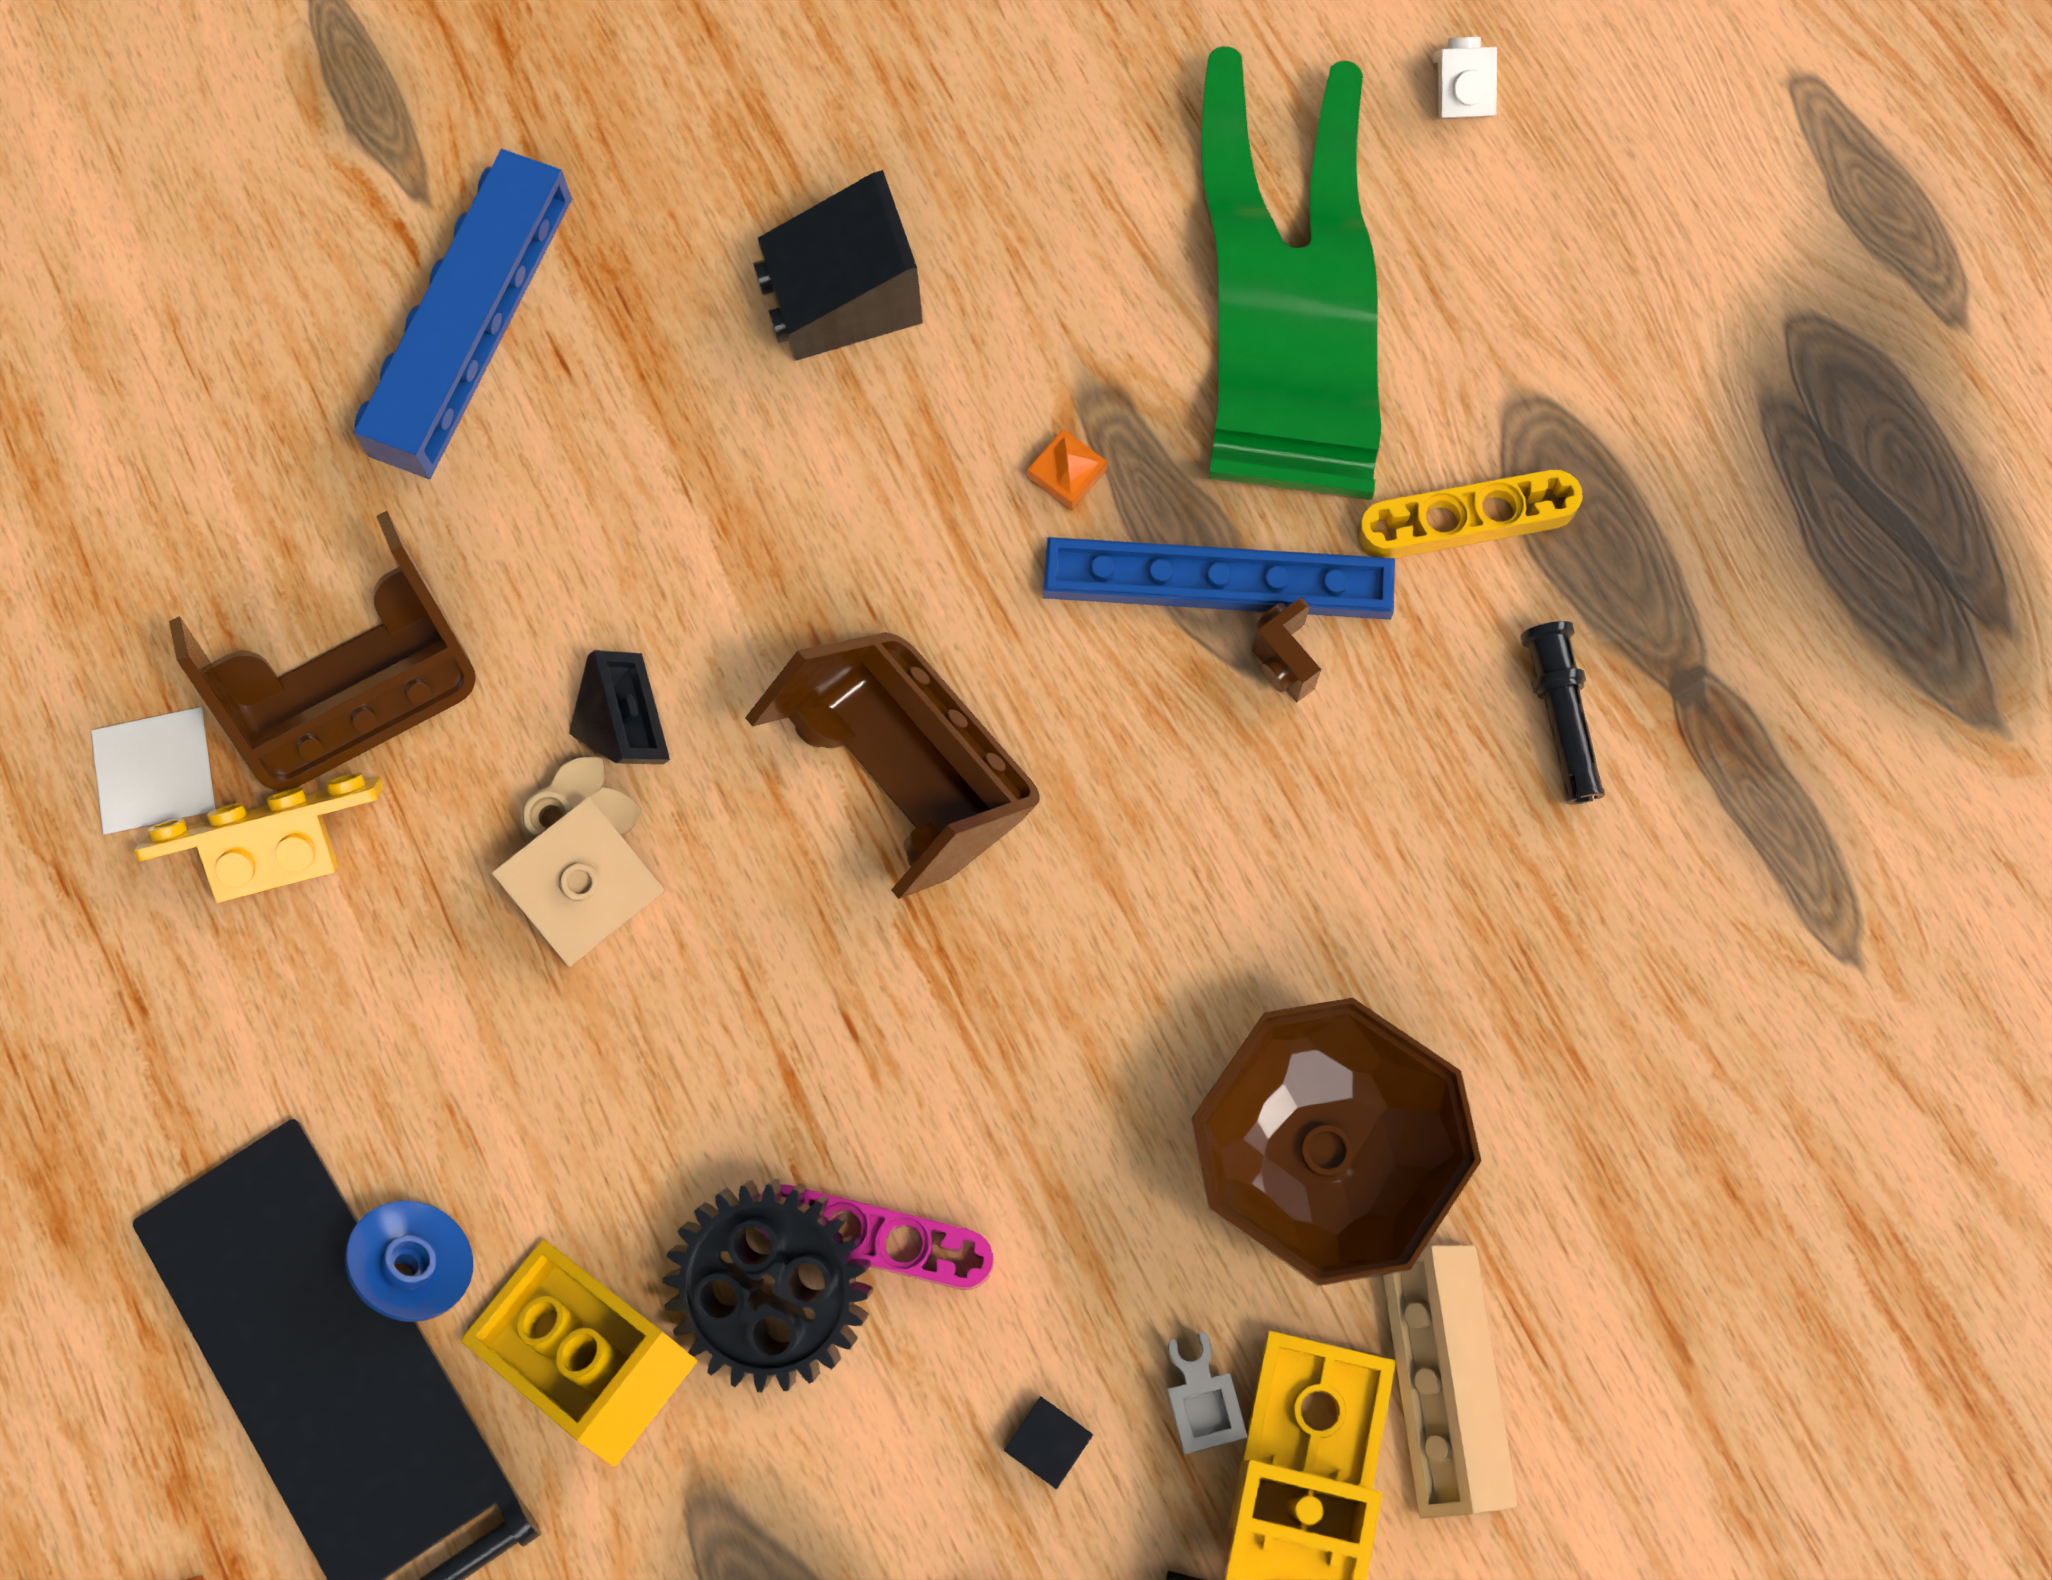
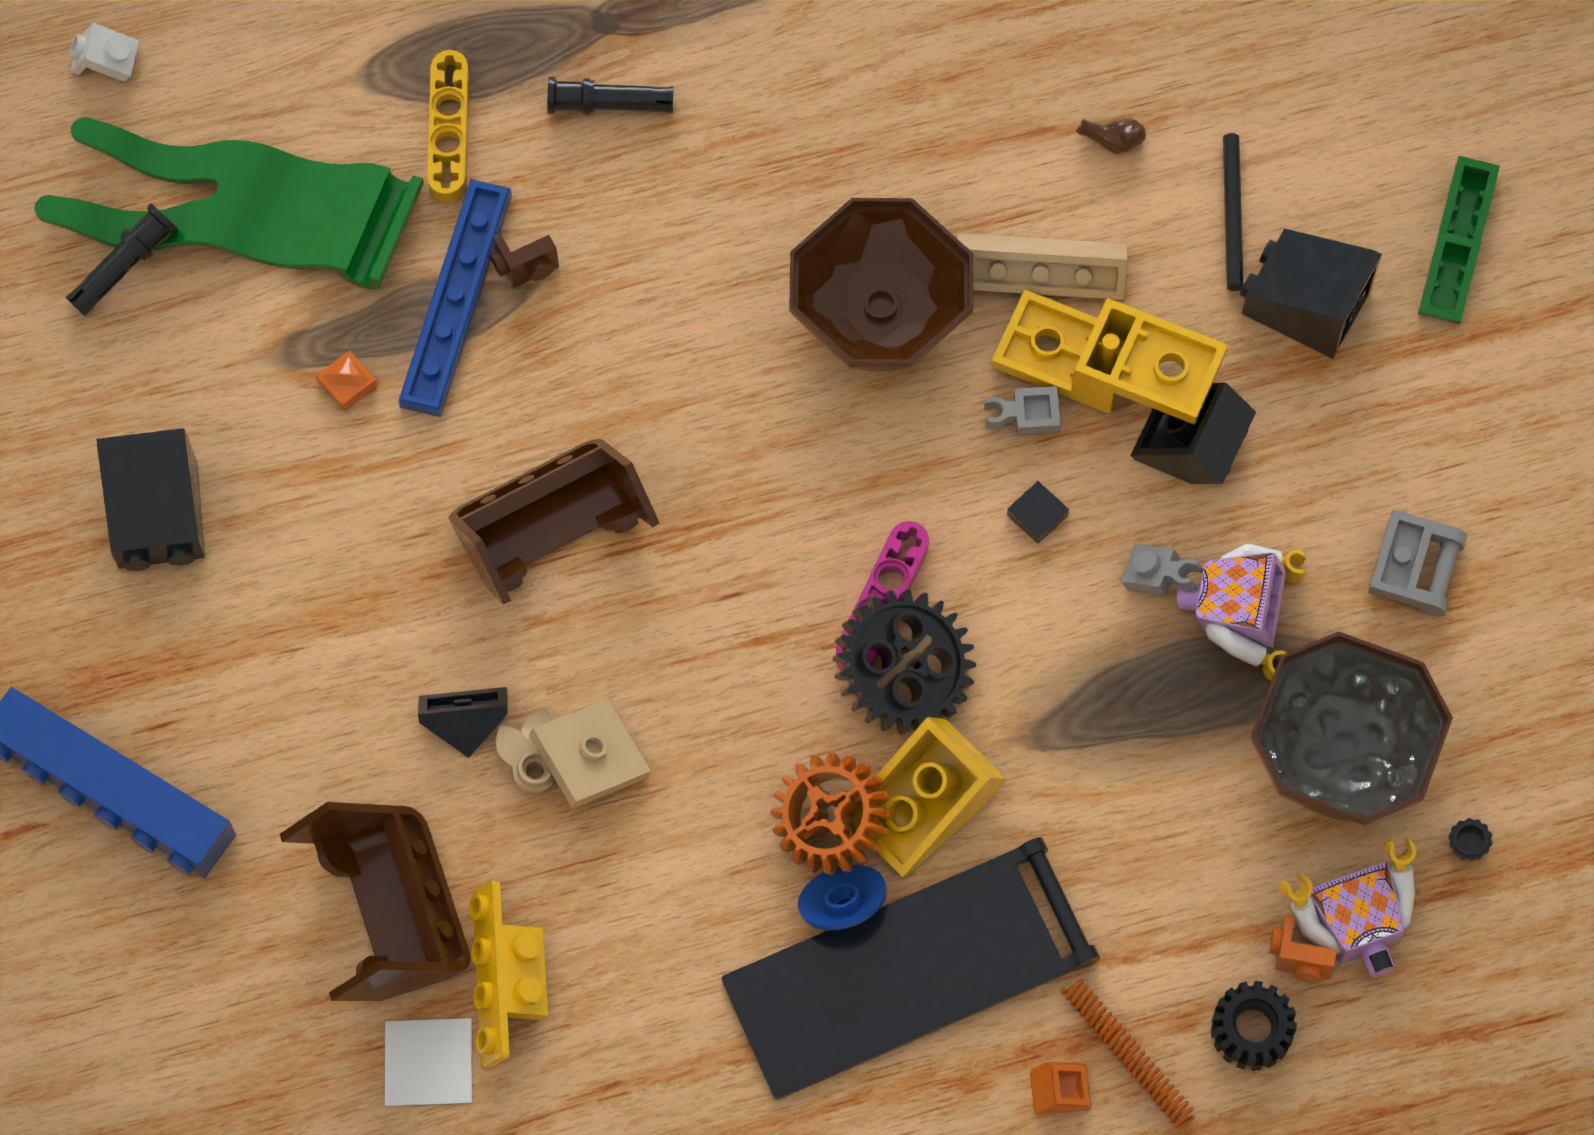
camera: 80 degrees left, 5 degrees down
(487, 1231) = (846, 805): none -> orange gear
(1192, 171) = (135, 245): none -> black pin
(1694, 1461) = (1116, 135): none -> reddish brown animal

